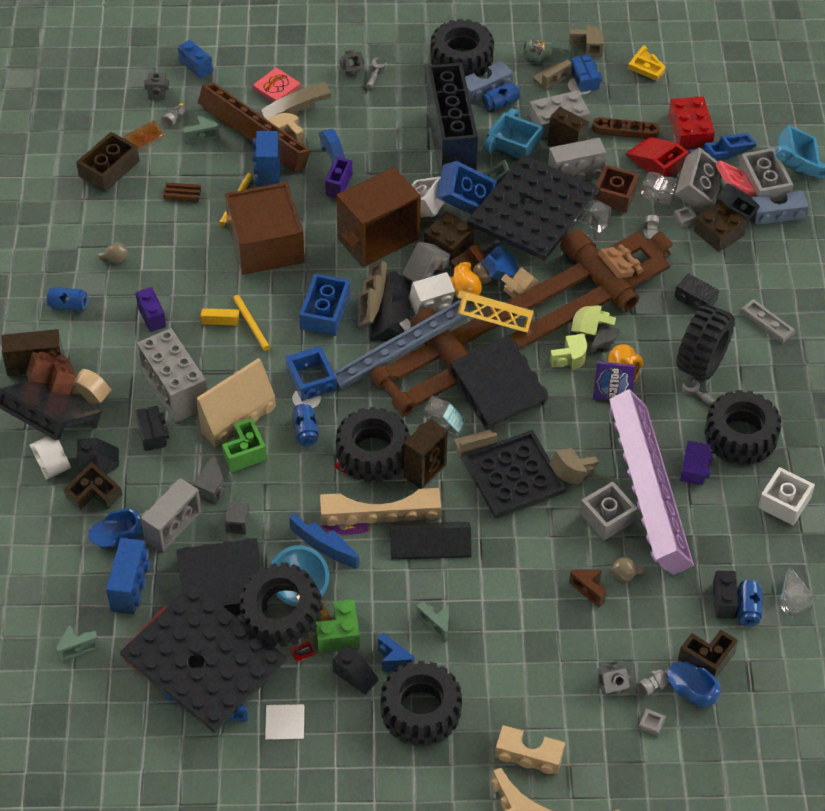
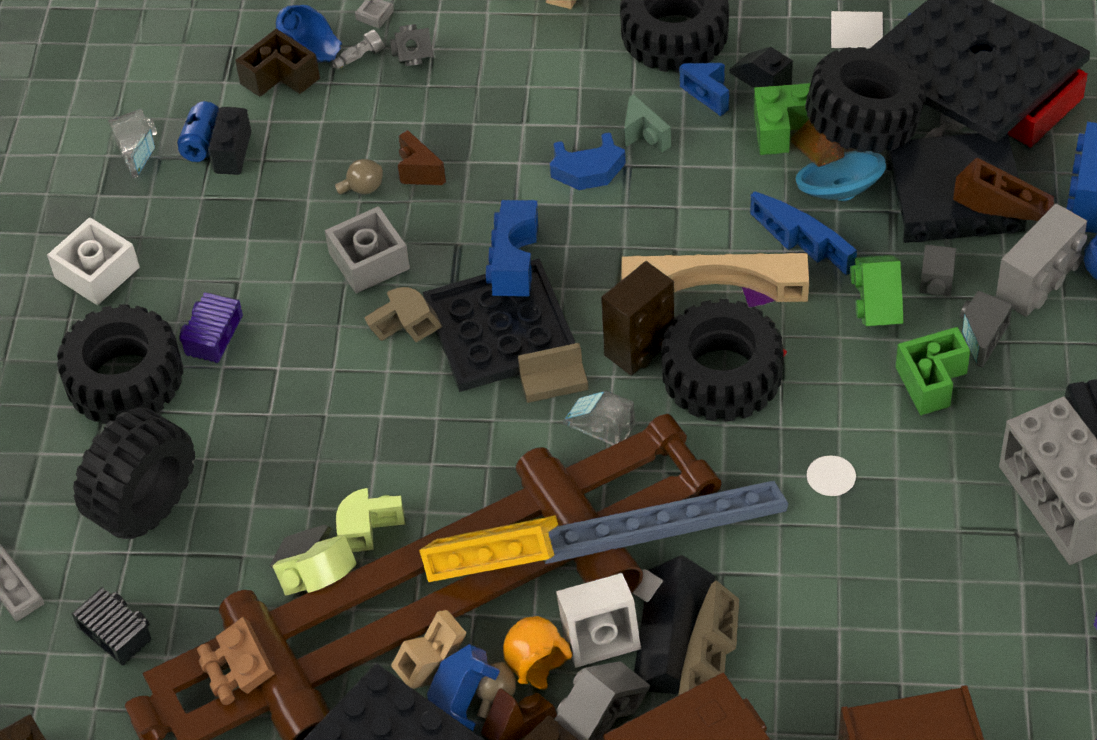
camera: 170 degrees left, 0 degrees up
(195, 546) = (999, 193): none -> reddish brown slope
(219, 317) = (995, 630): yellow slope -> none
(233, 400) = (952, 429): tan slope -> none
(252, 324) = (935, 619): yellow bar -> none
(276, 497) = (880, 290): none -> bright green brick
(305, 424) = (833, 409): blue piece -> none
(308, 359) = (832, 527): blue window -> none
(325, 304) = (797, 623): blue brick -> none
(430, 540) = (611, 238): black slope -> none
(472, 589) = (587, 167): none -> blue piece
(497, 382) = (499, 447): black panel -> none
(510, 487) = (508, 265): none -> blue arch
(612, 379) = (306, 447): tile -> none
(626, 355) = (281, 483): light orange hair -> none
(650, 483) = (293, 284): lavender brick -> none

